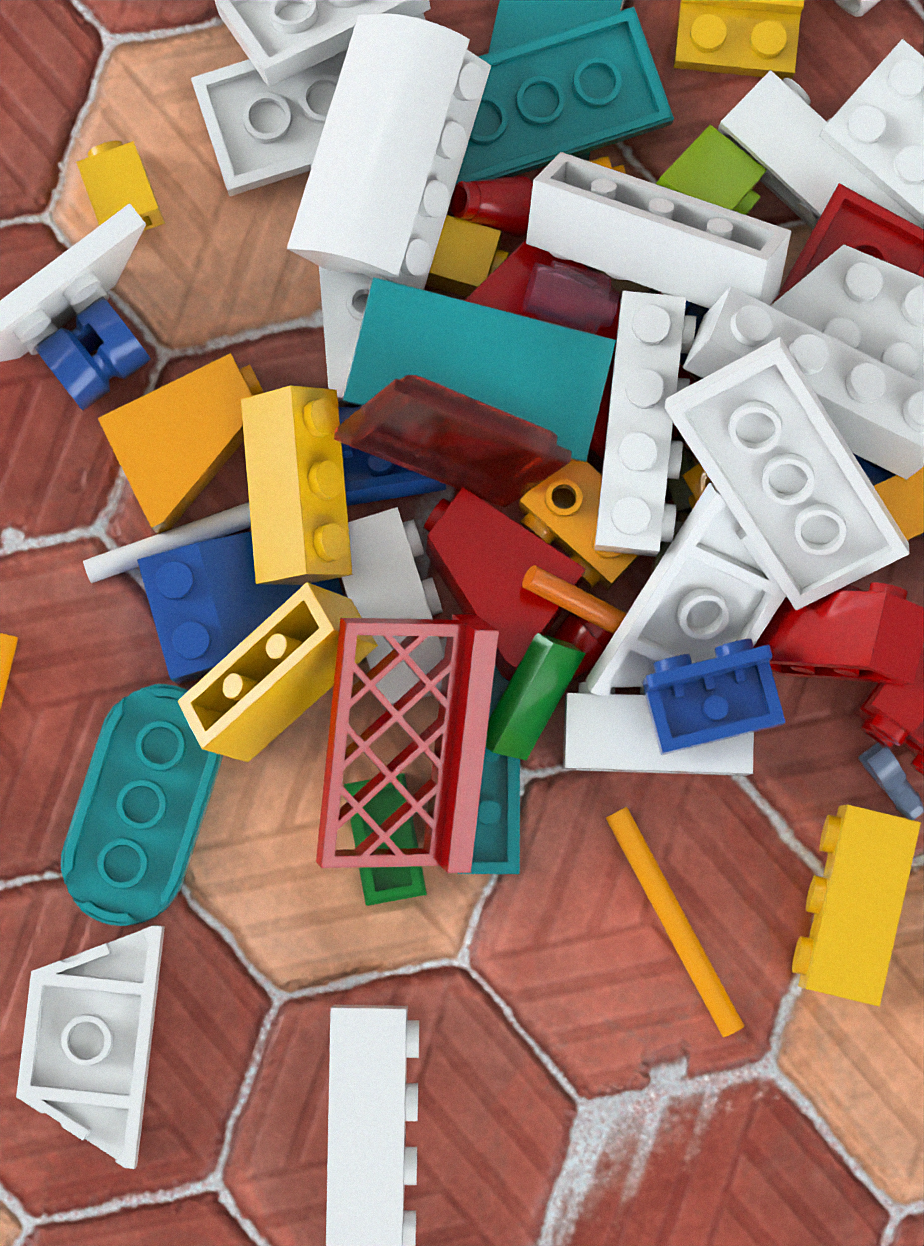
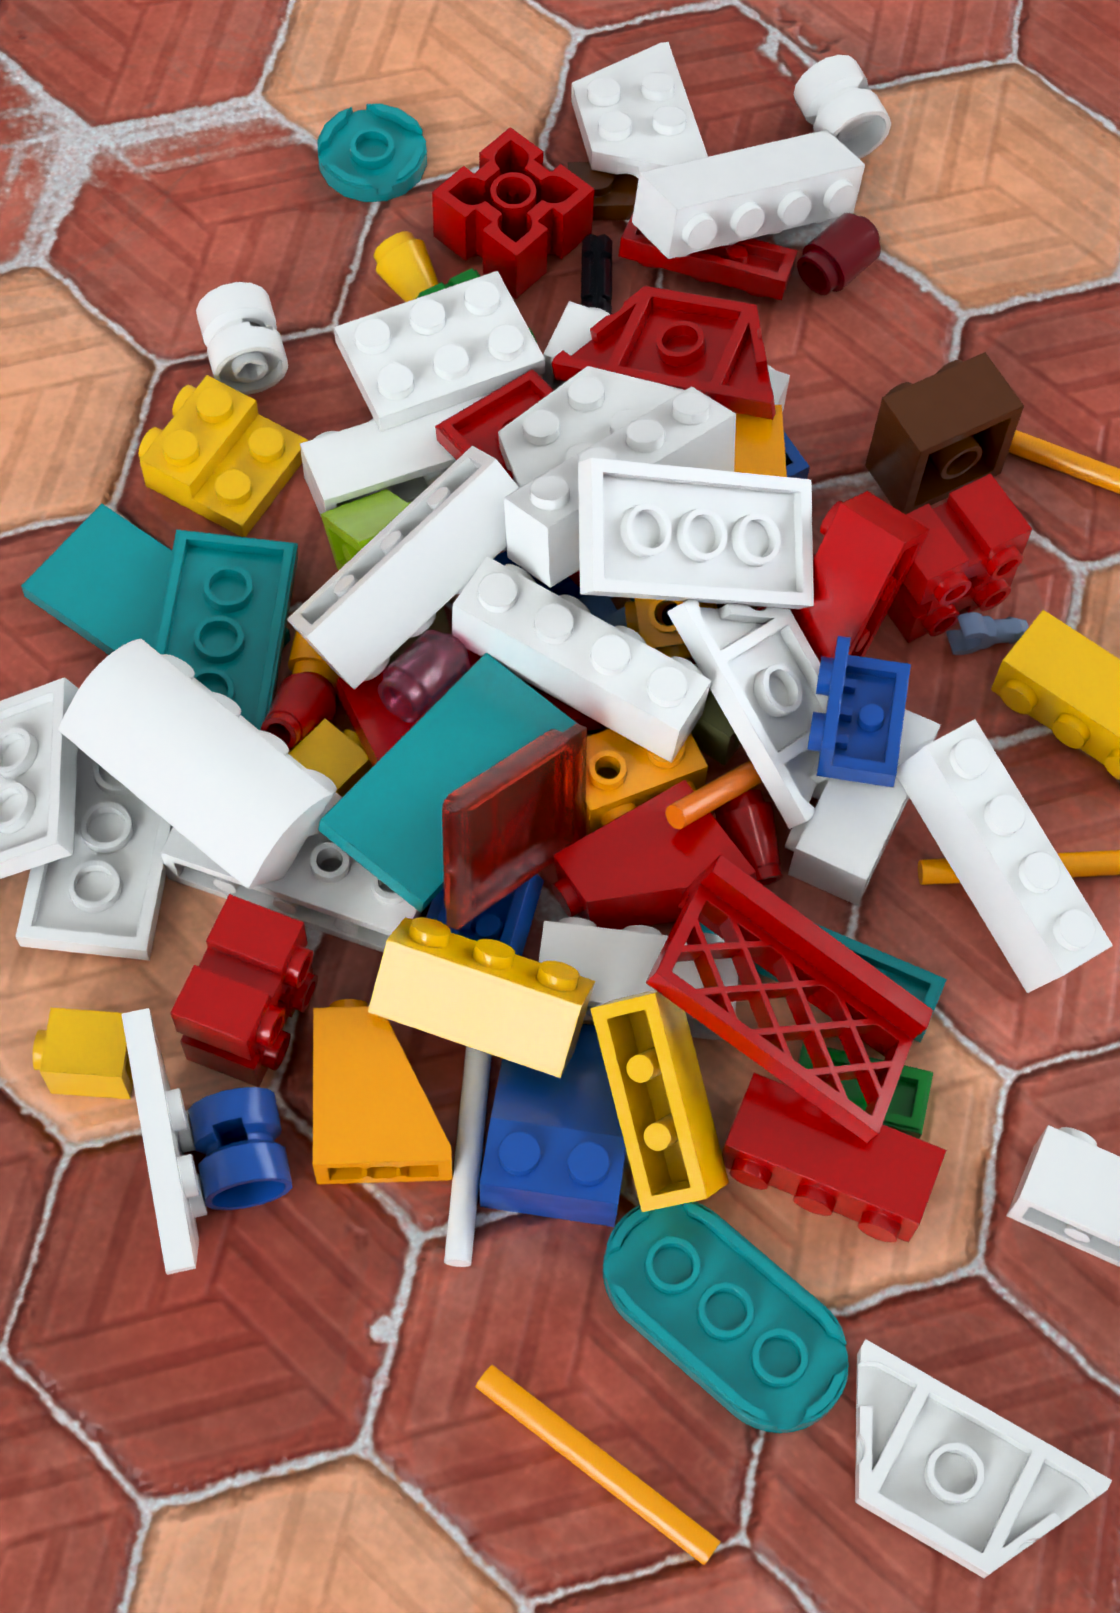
camera: 70 degrees left, 20 degrees down
(217, 291) = (245, 991): none -> red brick
(298, 890) = (826, 1167): none -> red brick
(532, 696) = (783, 872): green tile -> none
(640, 877) = (1002, 856): none -> white brick

